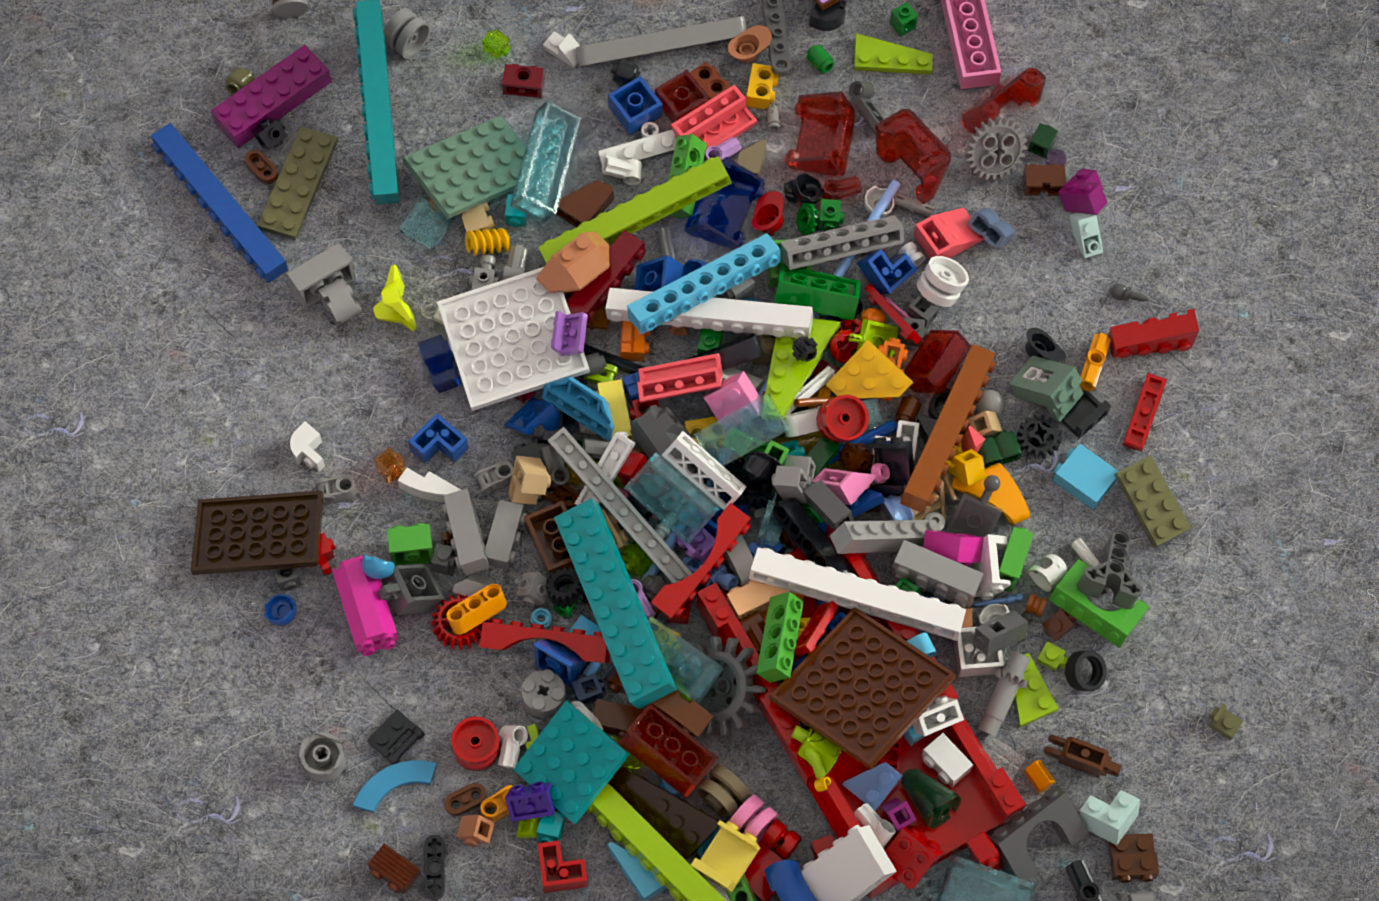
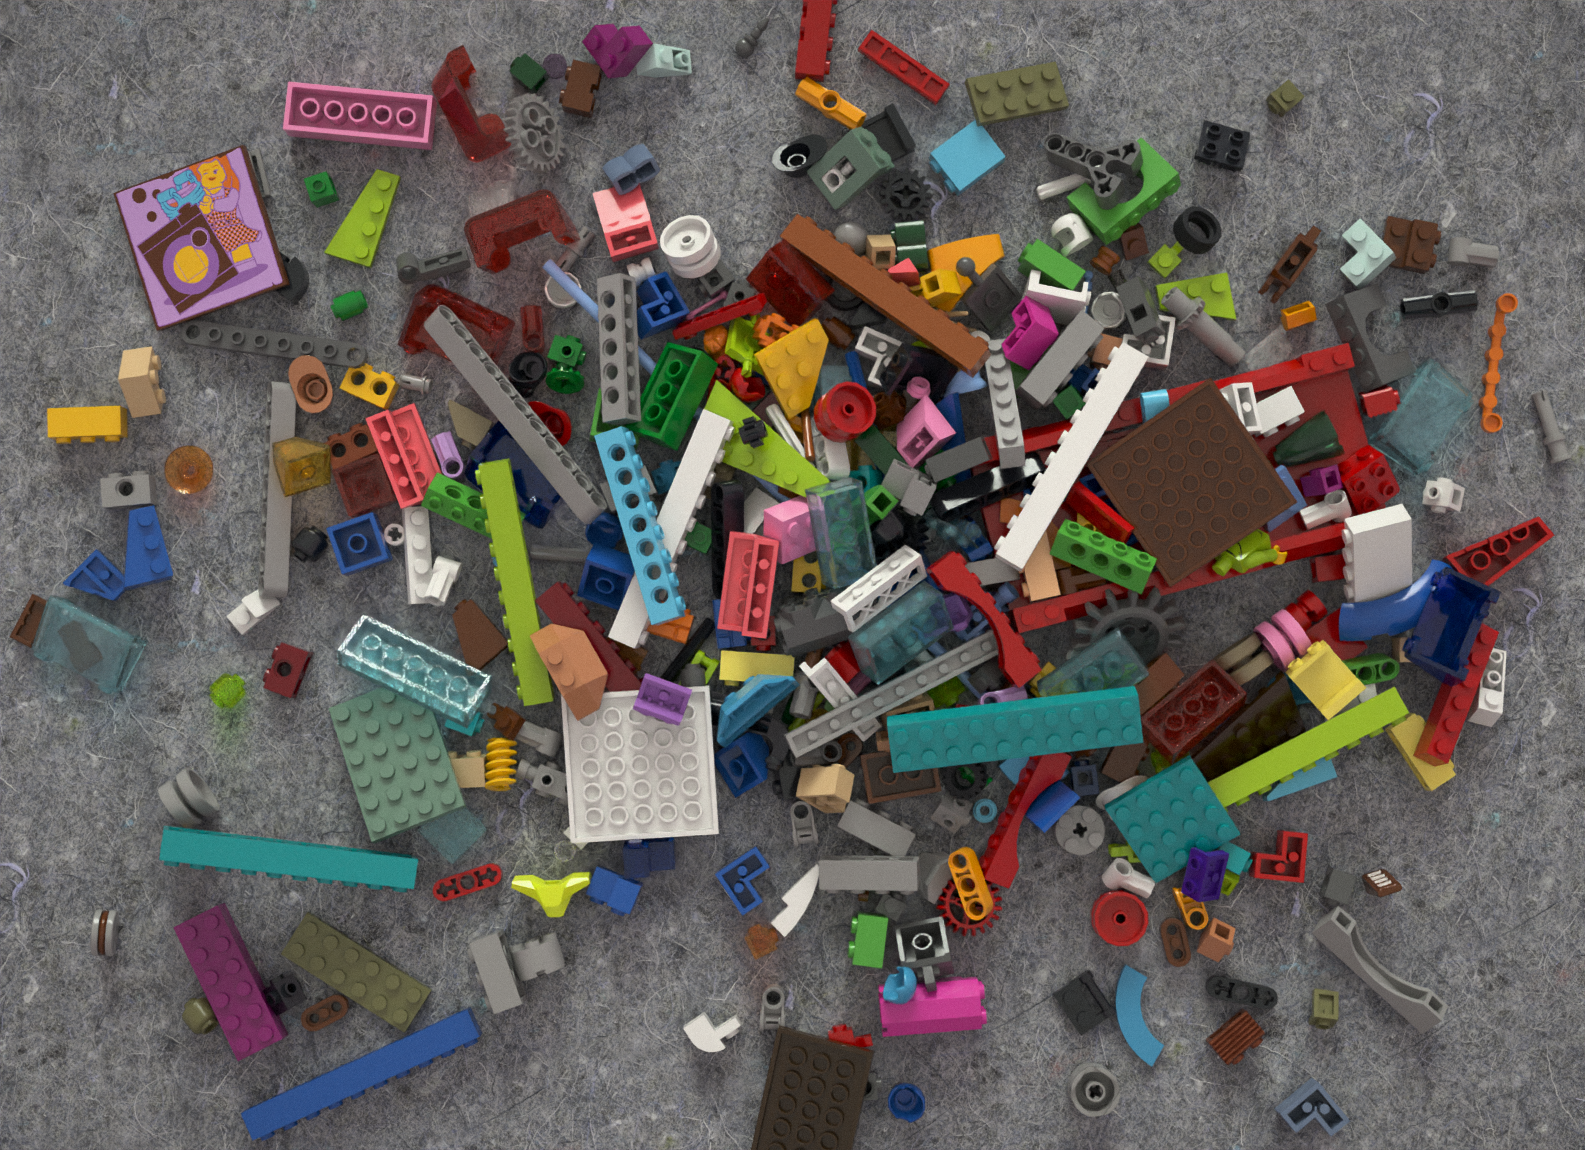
camera: 75 degrees left, 20 degrees up
(387, 235) = (482, 870): none -> red beam
(404, 348) = (614, 890): none -> blue brick
(523, 238) = (507, 721): none -> reddish brown plate
(685, 49) = (301, 464): none -> clear yellow slope
(767, 183) = (515, 414): none -> light grey beam
(1166, 679) = (1222, 146): none -> black hinge

